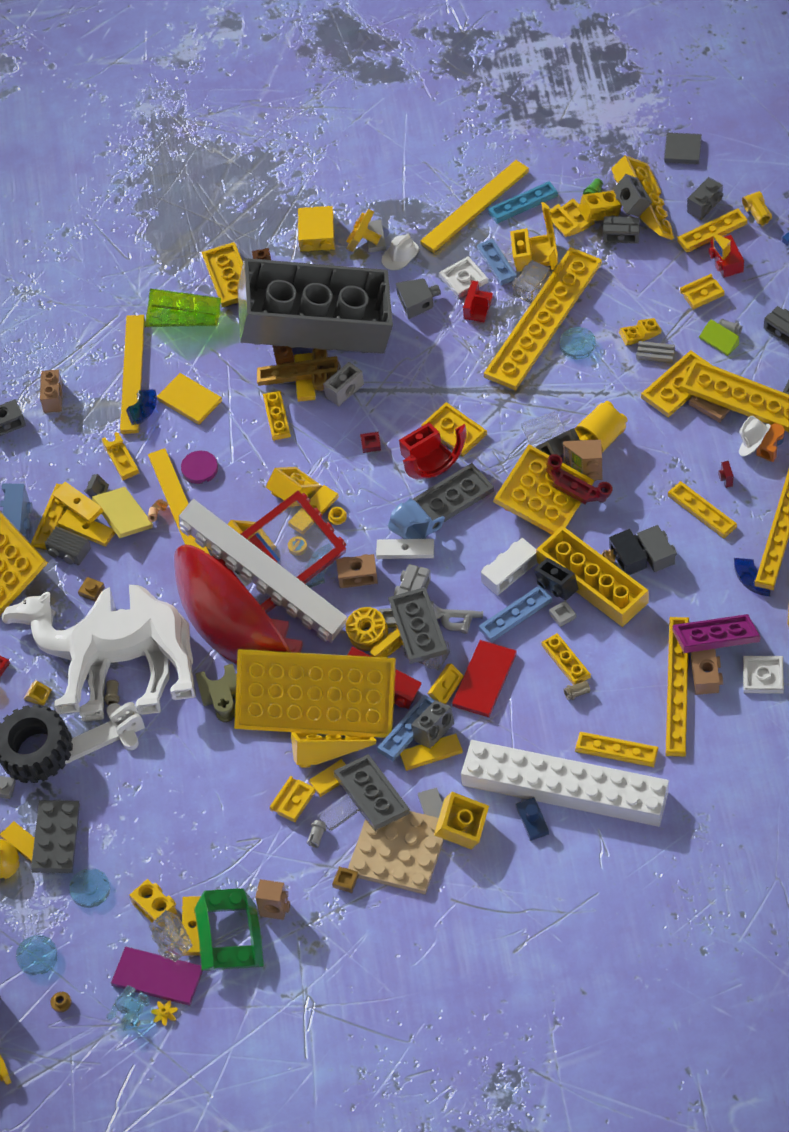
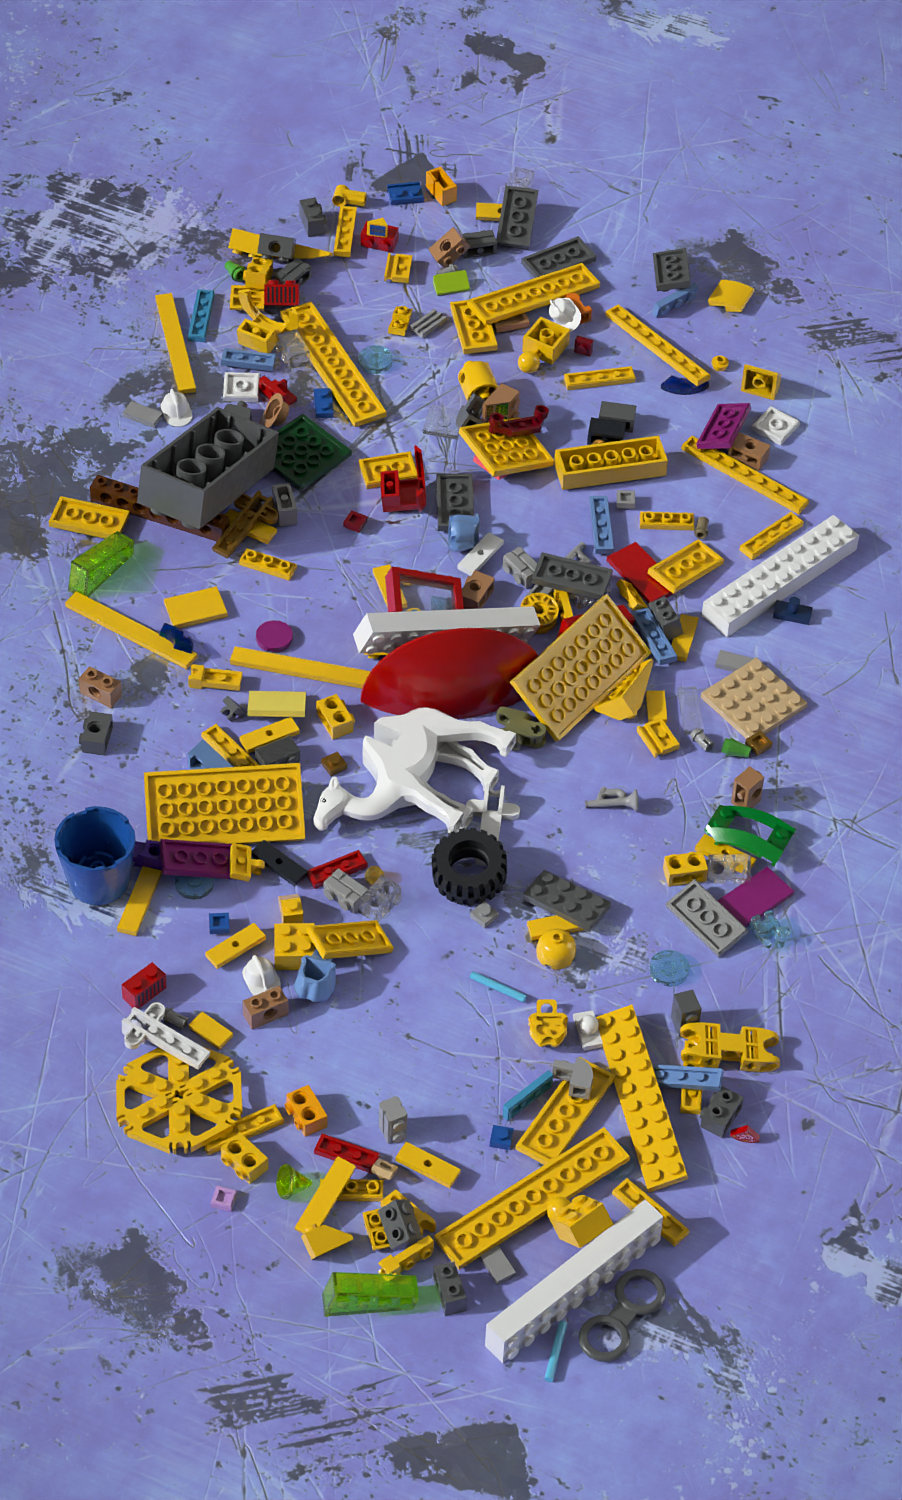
camera: 65 degrees left, 5 degrees down
(37, 693) = (408, 849): yellow slope -> none
(61, 1007) = (727, 976): pearl gold plate -> none
(78, 502) = (244, 722): yellow tile -> none
(89, 888) = (632, 904): clear light blue tile -> none
(109, 952) = (706, 918): none -> light grey tile
(112, 692) = (456, 797): dark tan pin -> none
(141, 556) = (335, 716): none -> yellow brick
(153, 510) = (292, 684): arm -> none
(168, 1014) = (788, 912): yellow plant -> none
(202, 820) = (622, 800): none -> light grey piece
(288, 480) = (355, 588): yellow slope -> none
(316, 228) = (99, 442): yellow brick -> none
(323, 861) = (735, 748): none -> bright green cone
(361, 231) = (139, 412): yellow plate -> none
(371, 792) = (698, 683): dark grey plate -> none
(420, 360) = (307, 452): none -> dark green plate
(448, 317) = (275, 412): none -> medium nougat piece
(461, 820) = (769, 645): yellow brick -> none
(492, 340) = (323, 403): none -> blue plate
(509, 566) = (554, 504): white brick -> none
(517, 704) = (685, 566): none -> yellow tile
(556, 579) = (597, 481): black brick -> none
(588, 234) = (281, 293): none -> red brick
(682, 148) = (244, 204): dark grey tile -> none
(701, 443) = (542, 342): none -> yellow brick
(752, 308) = (449, 247): none -> medium nougat brick

